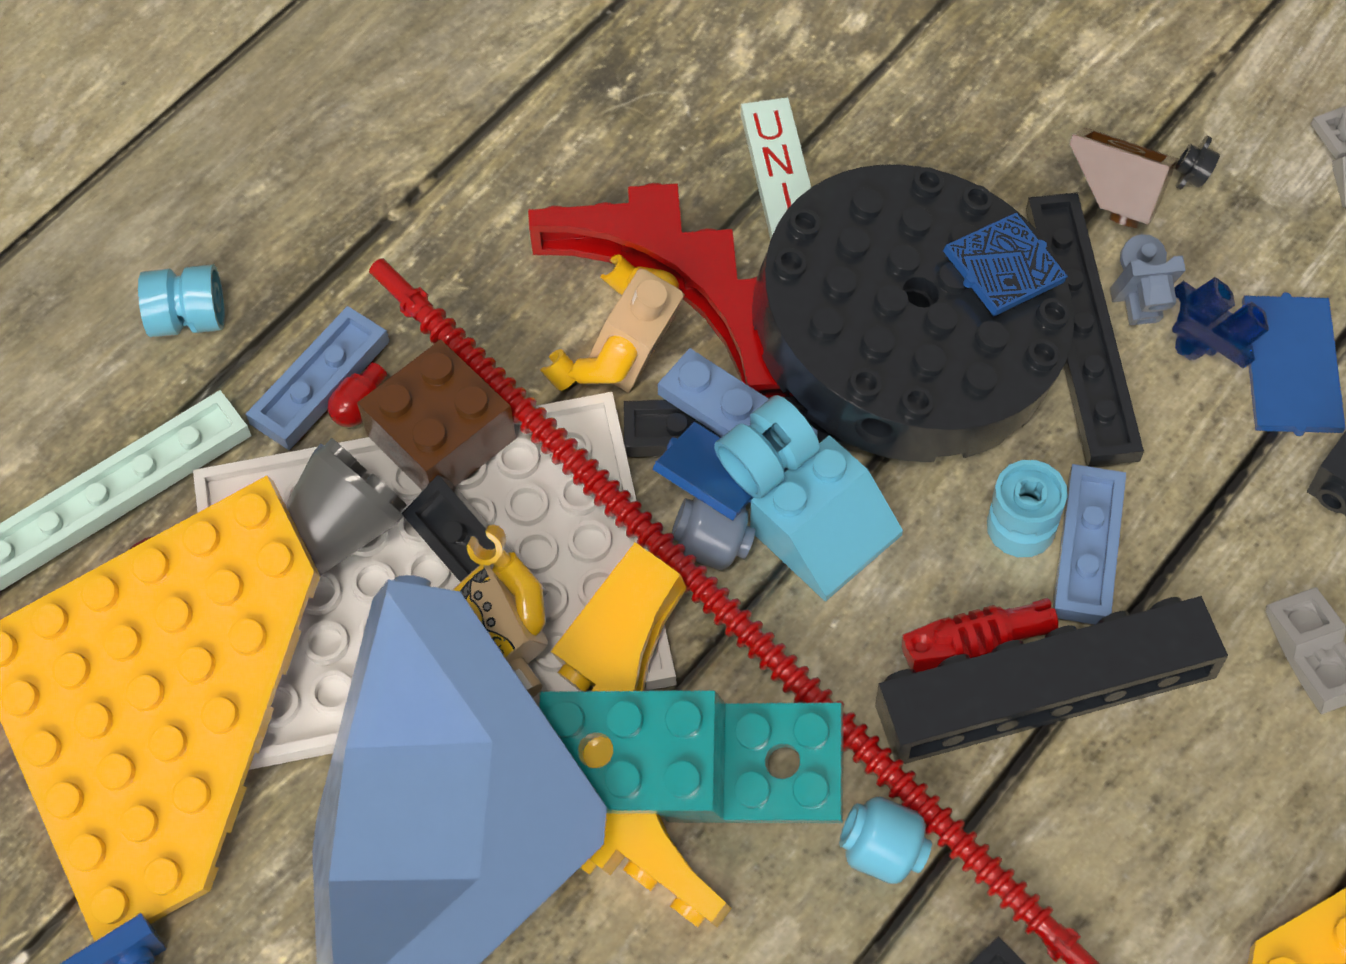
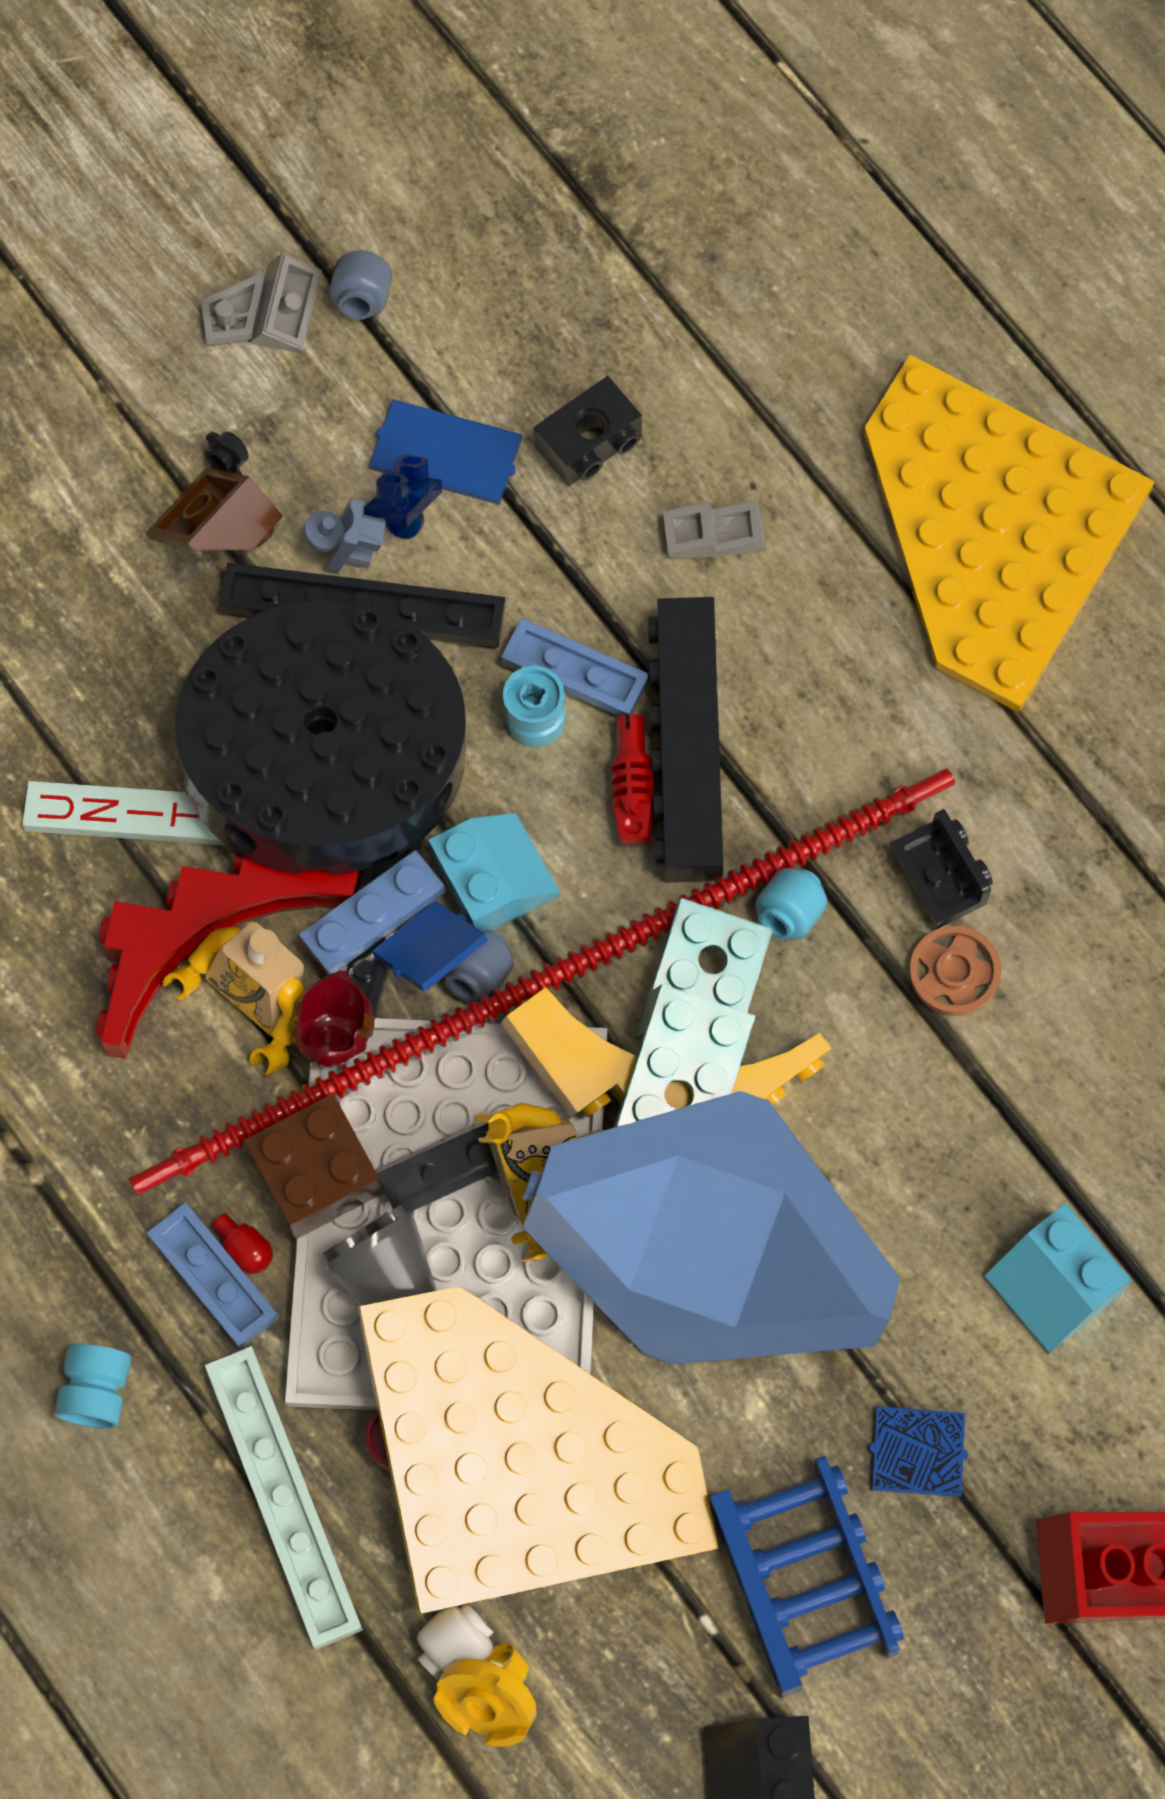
camera: 75 degrees left, 10 degrees up
(597, 395) = (332, 1021): none -> dark red hair
(773, 441) = (436, 885): medium azure wheel -> none
(1005, 264) = (312, 643): blue piece -> none

